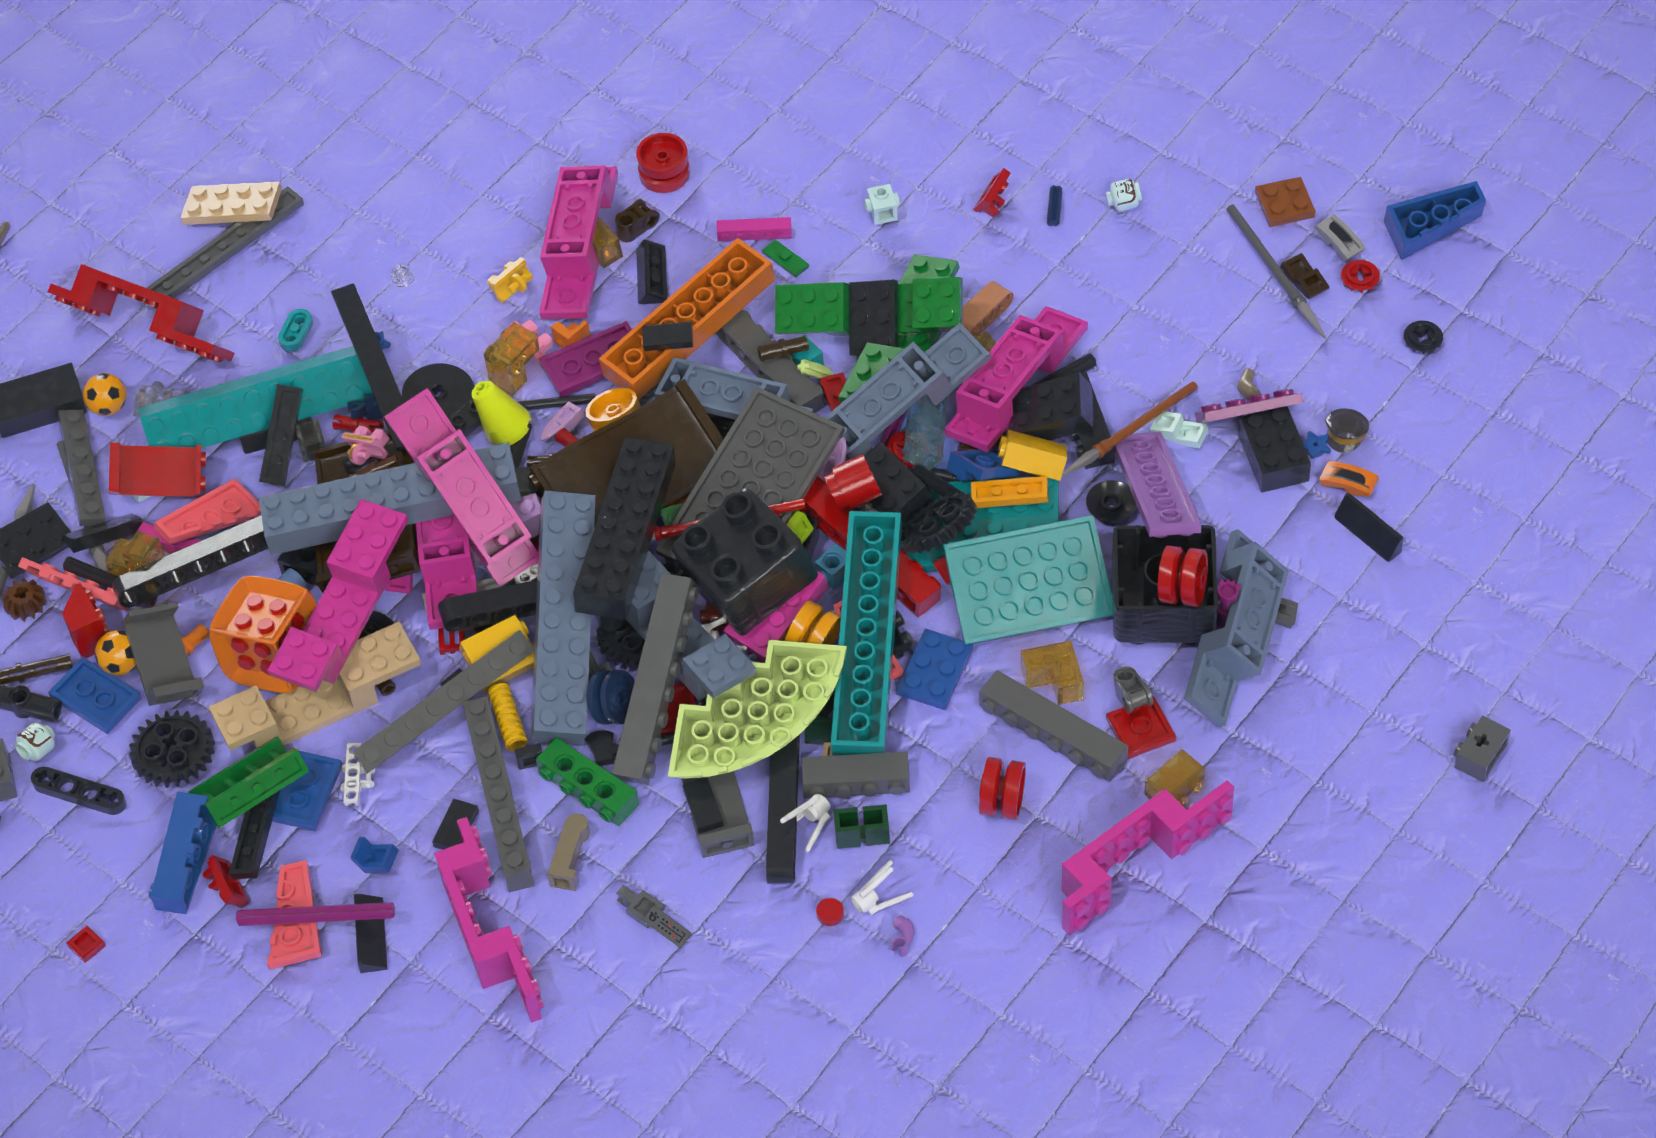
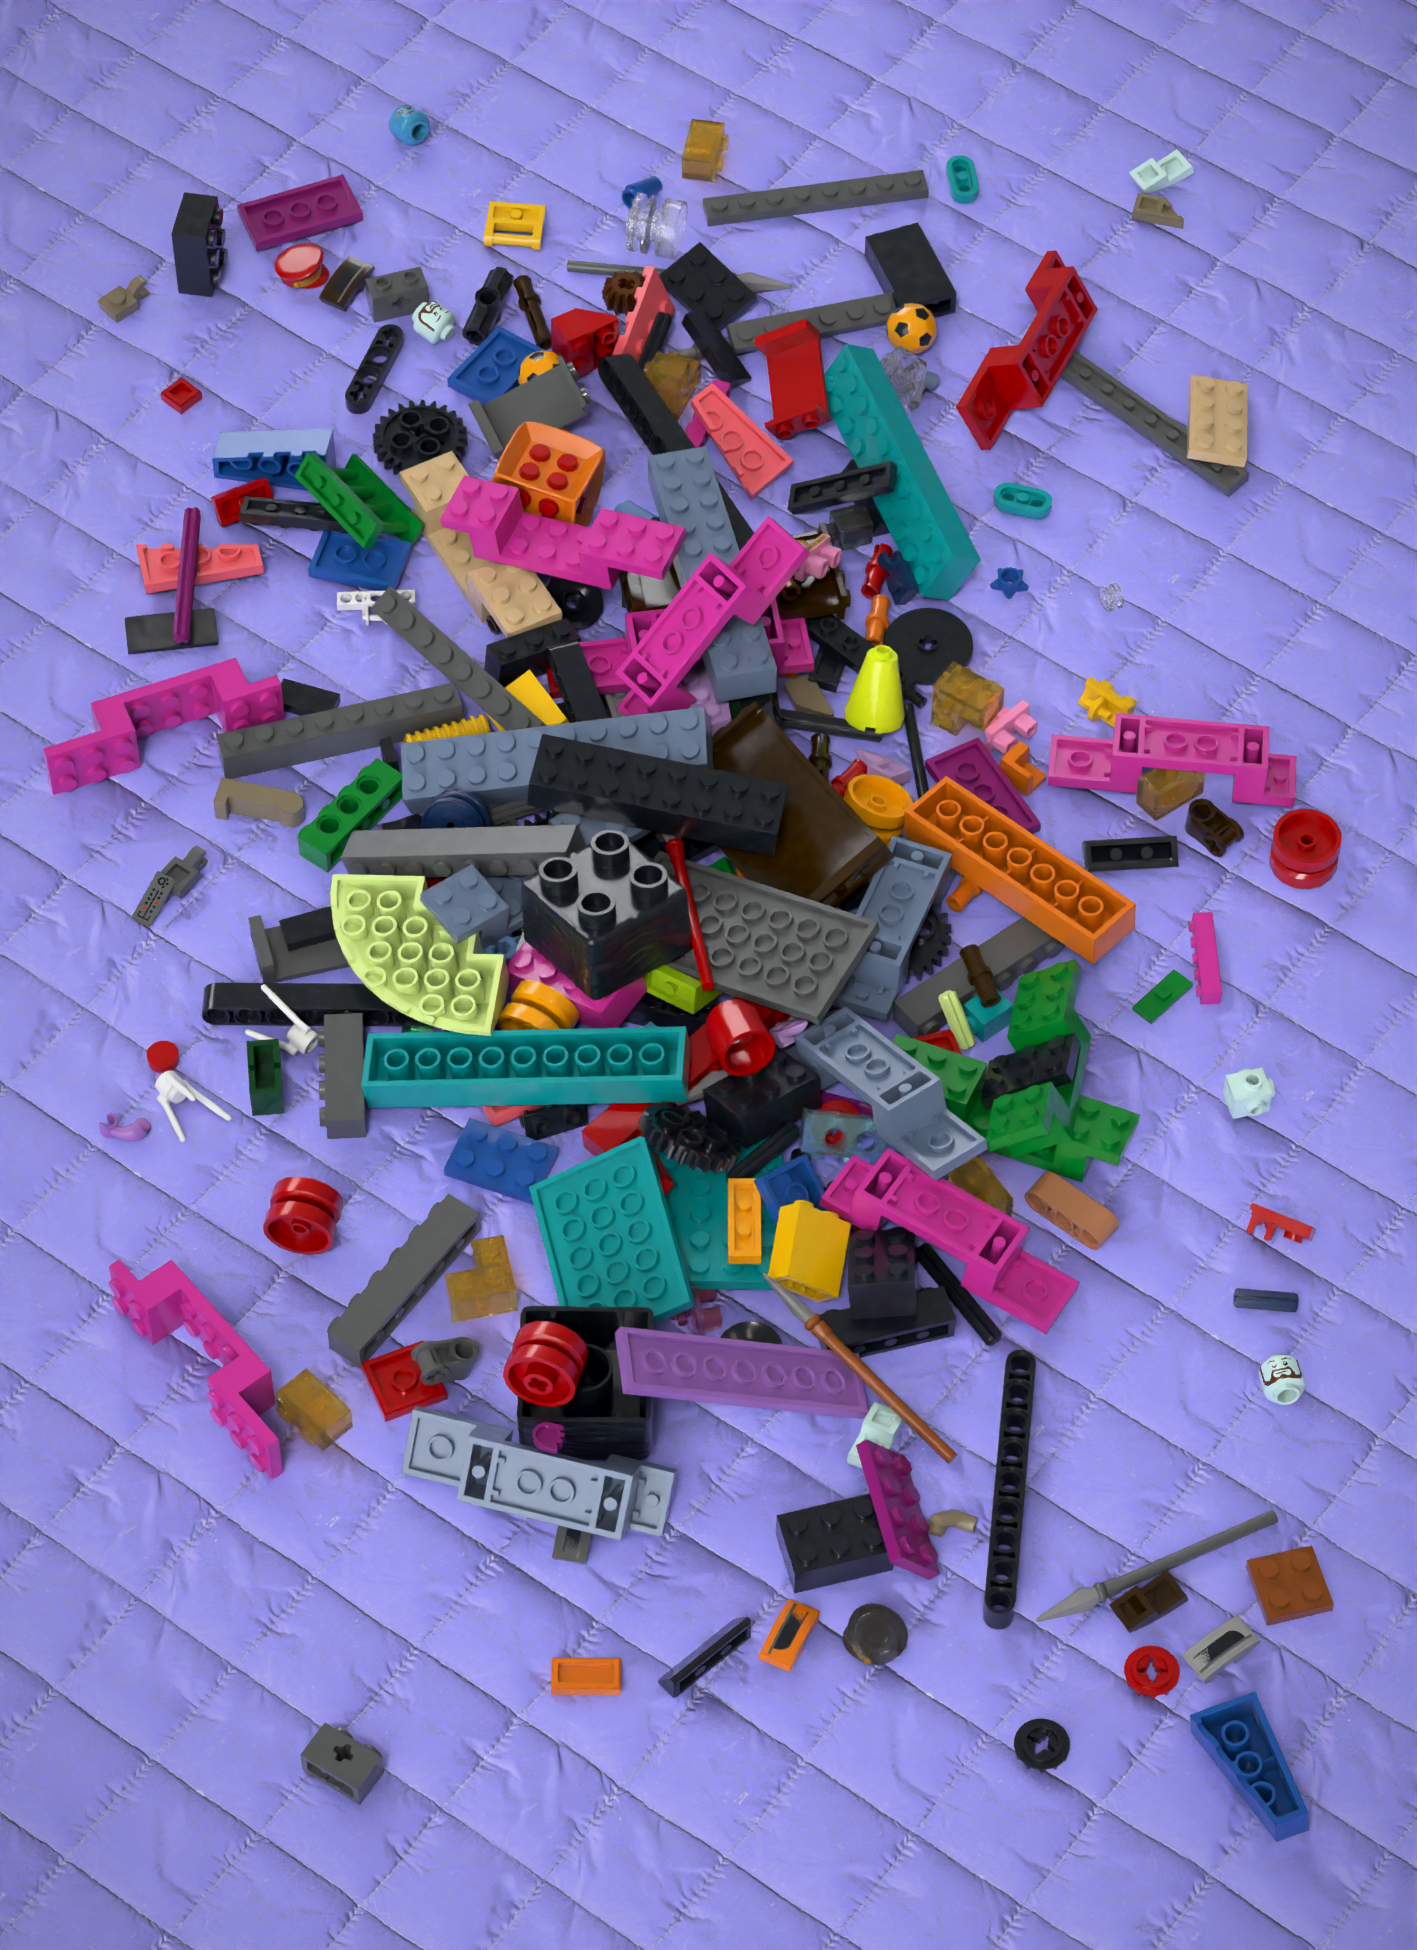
camera: 85 degrees right, 0 degrees up
(369, 353) = (921, 551): black tile -> none
(373, 857) = (266, 625): blue bracket -> none
(435, 662) = (517, 654): none -> black brick
(668, 336) = (973, 838): black tile -> none
(1220, 349) = (1005, 1500): none -> black beam
(1320, 449) = (839, 1595): blue plate -> none
(1390, 603) = (586, 1676): none -> orange tile

